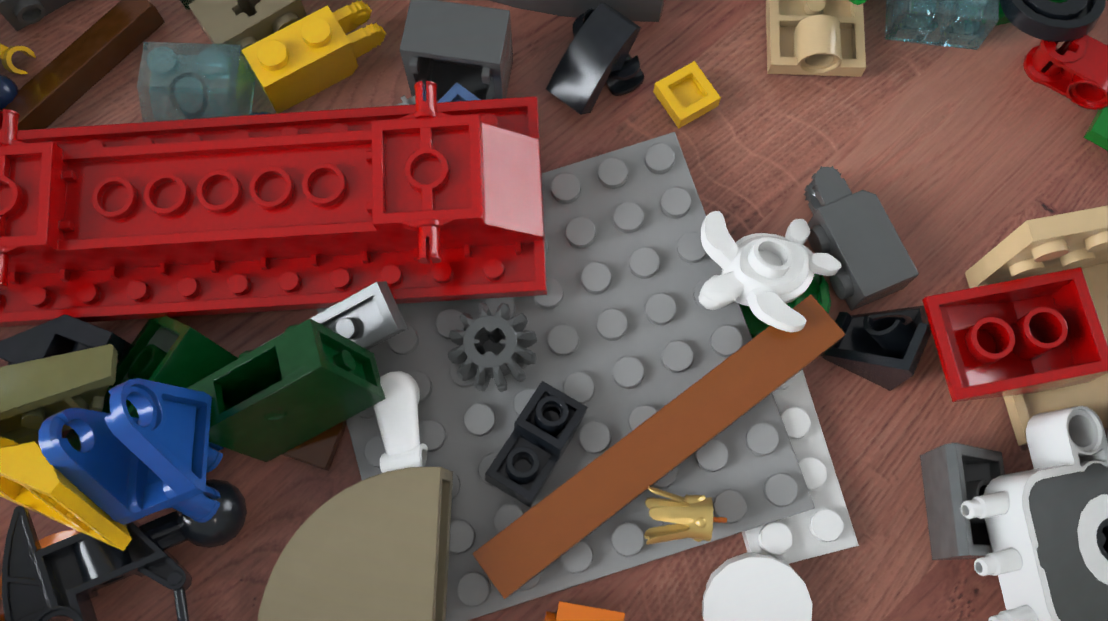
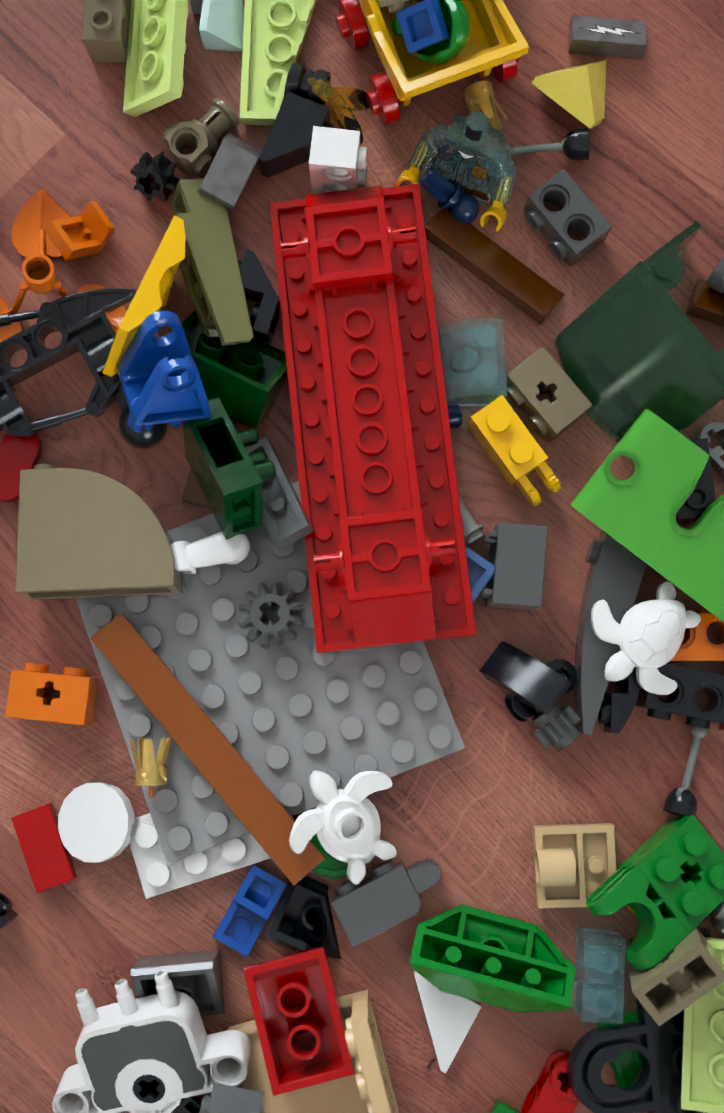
camera: 90 degrees right, 10 degrees up
(536, 443) = (203, 653): black slope -> none
(657, 33) = (557, 727): none -> dark grey gear
(686, 94) = (504, 757): yellow plate -> none
(870, 411) = (249, 910): none -> blue slope
(930, 115) = (493, 961): none -> green wedge
(993, 182) = (447, 1018): none -> white tile

